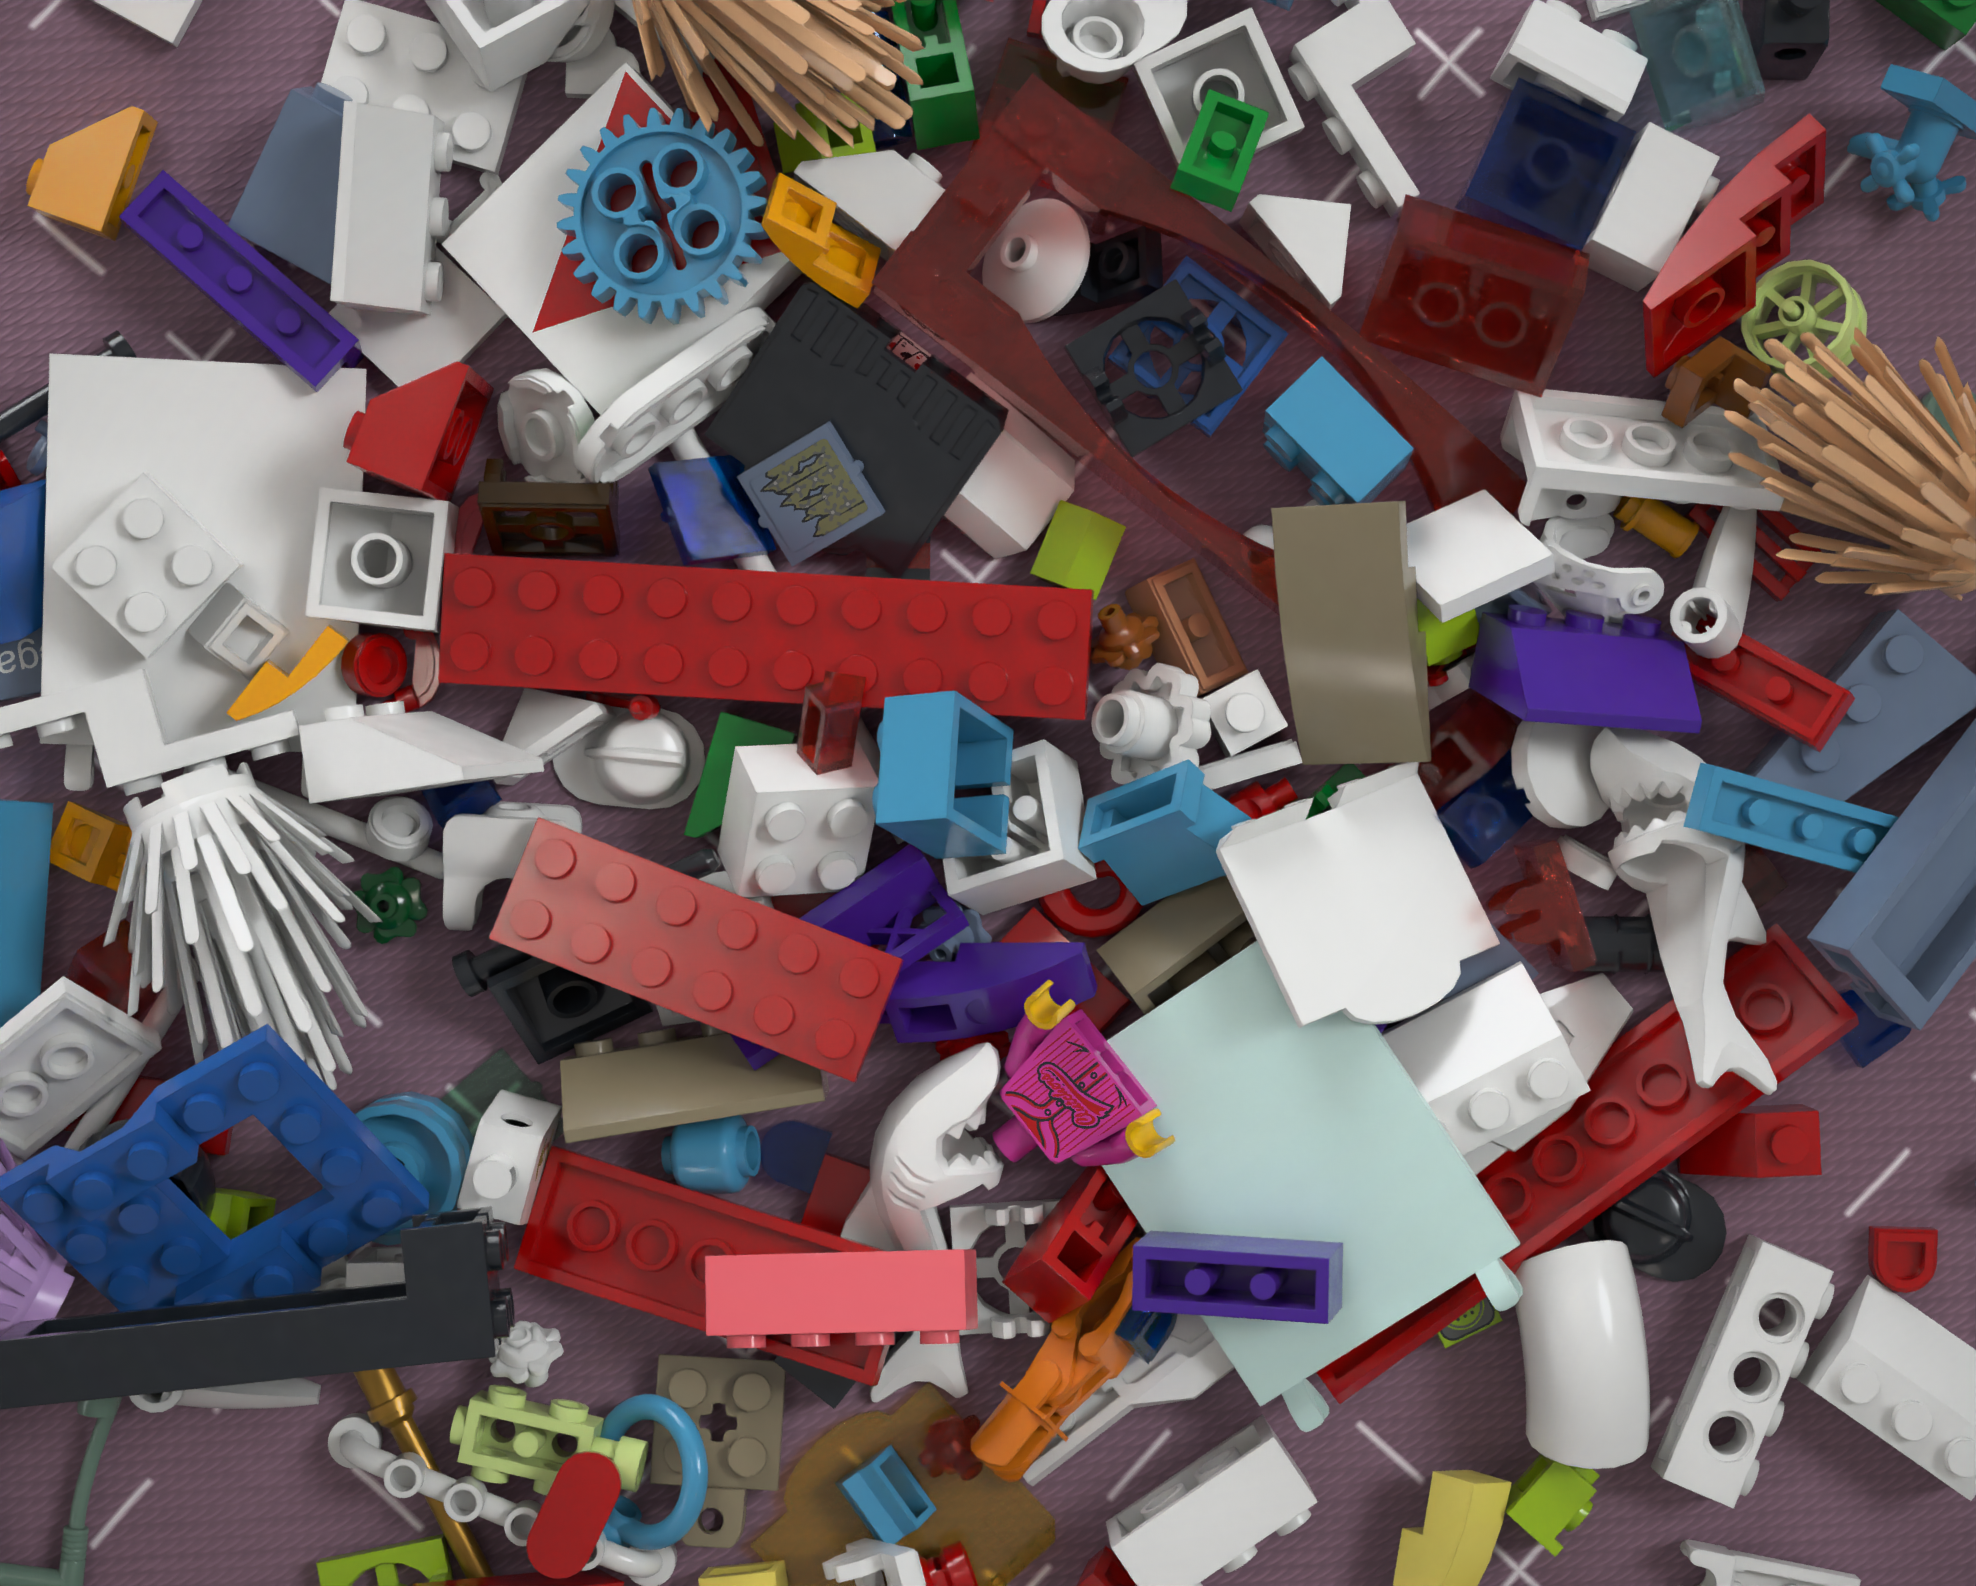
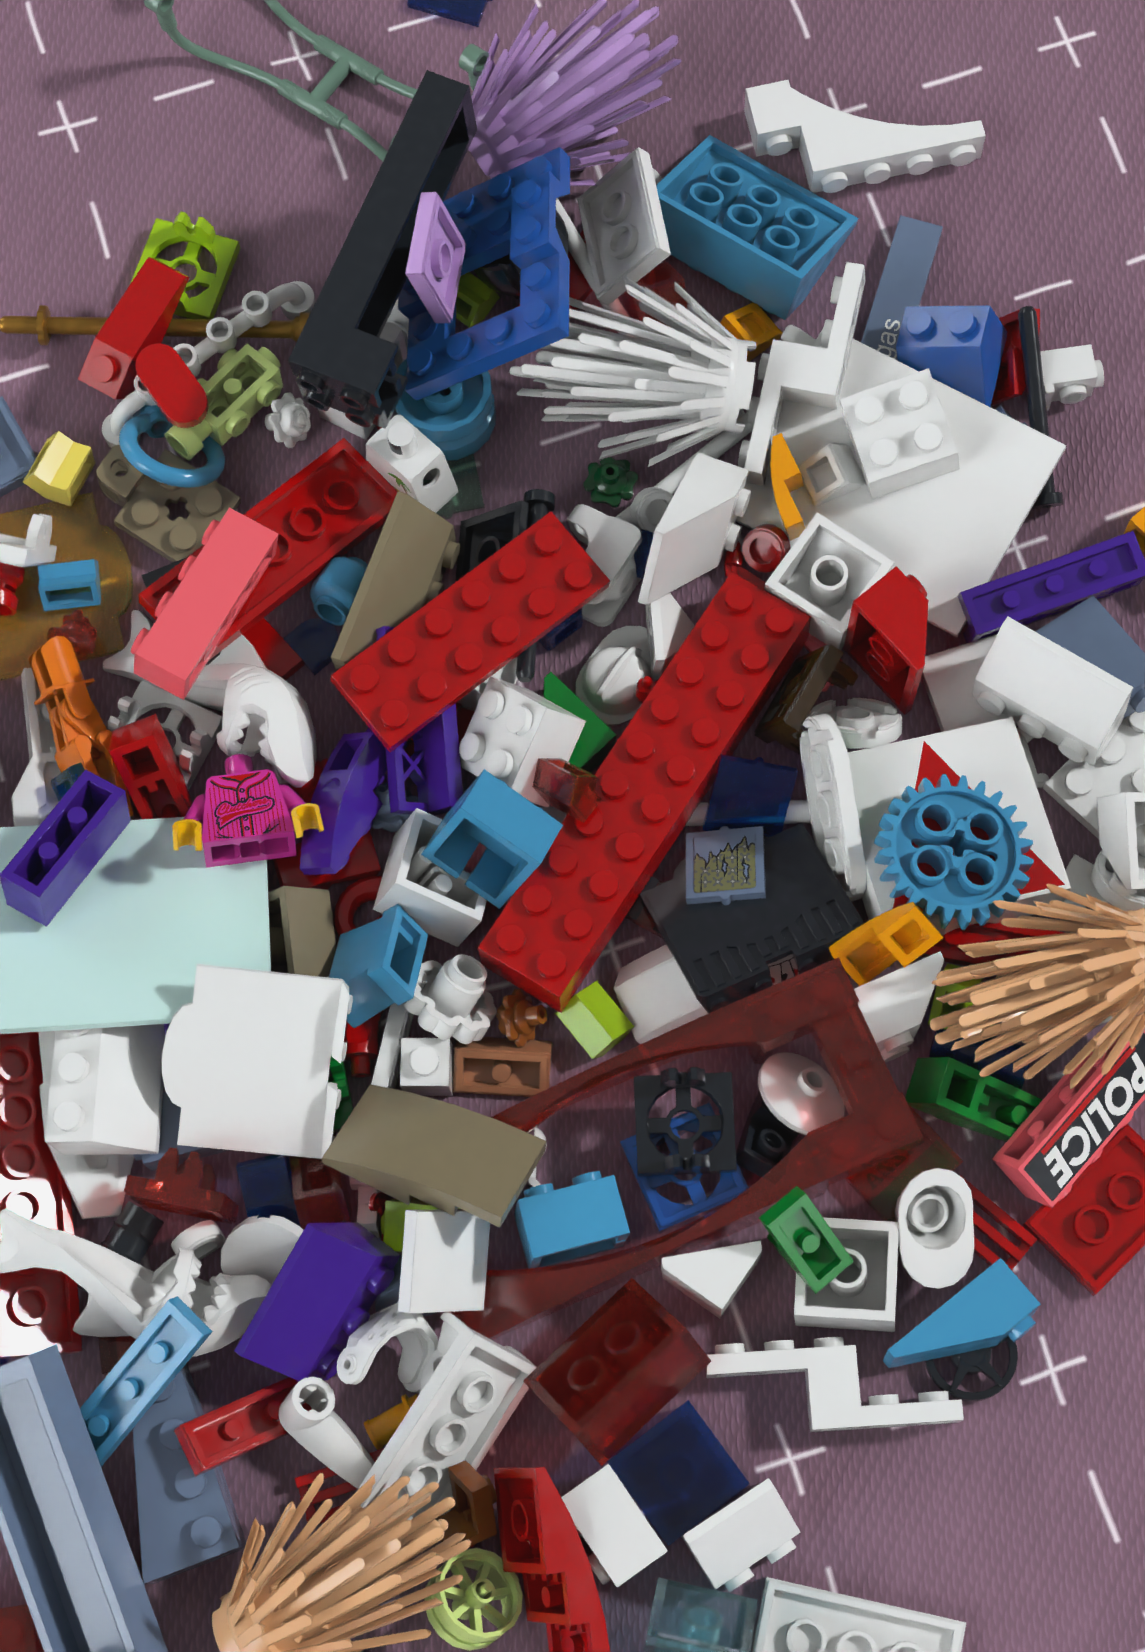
camera: 125 degrees right, 15 degrees down
(244, 1259) = (435, 257): none -> lavender plate

